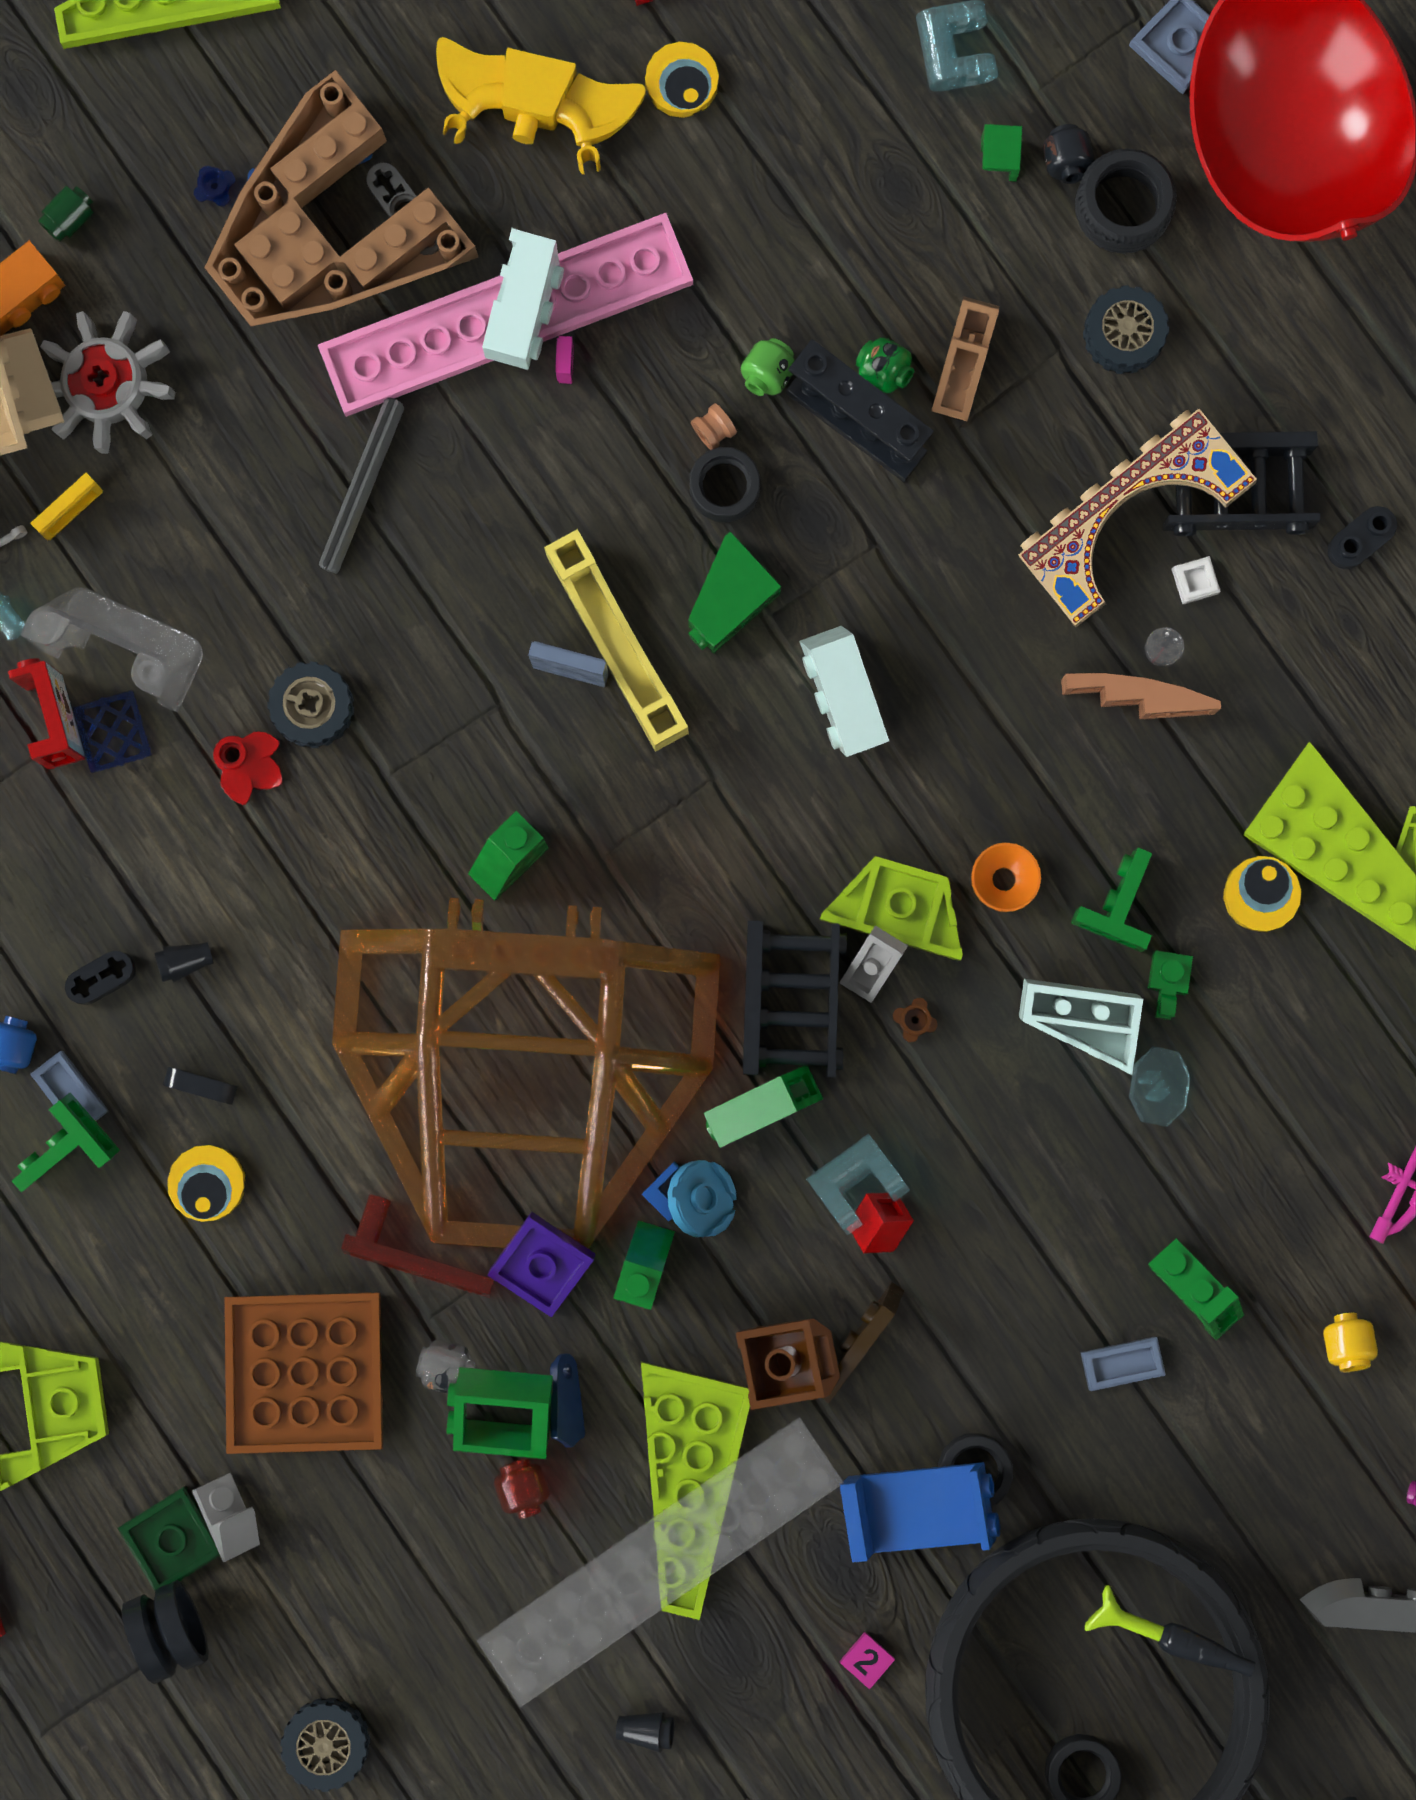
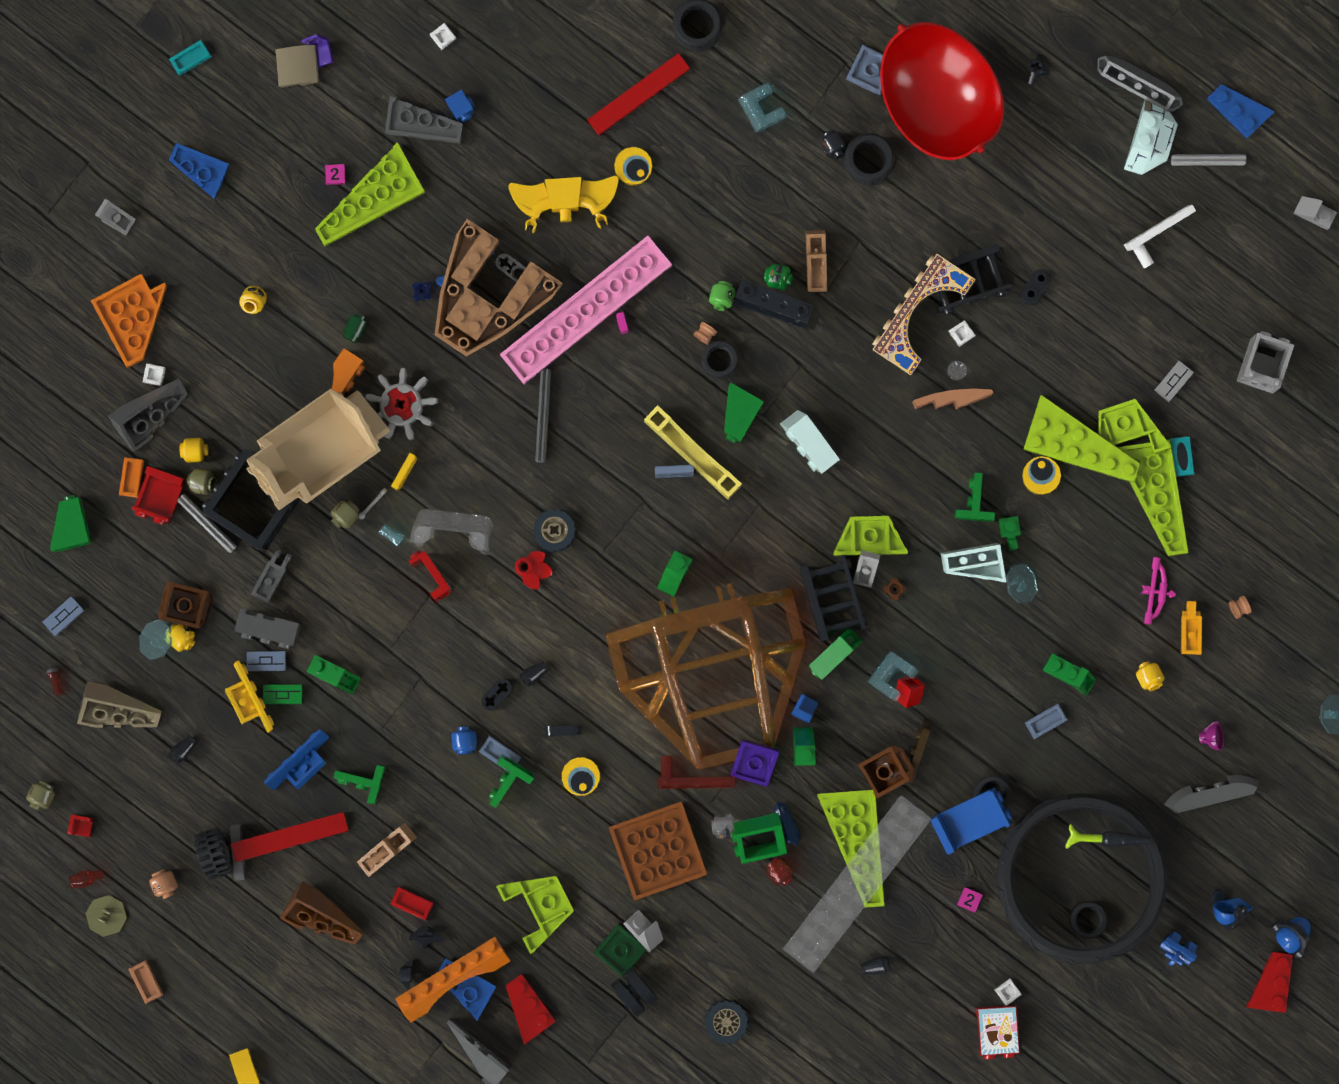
camera: 20 degrees left, 0 degrees up
(119, 759) = (472, 566): clear blue window -> none
(523, 300) = (594, 302): light aqua wedge -> none
(701, 1198) = (820, 707): dark azure tile -> none
(1002, 149) = (801, 153): green panel -> none
(1023, 867) = (921, 498): orange piece -> none
(1125, 329) = (889, 222): black wheel -> none

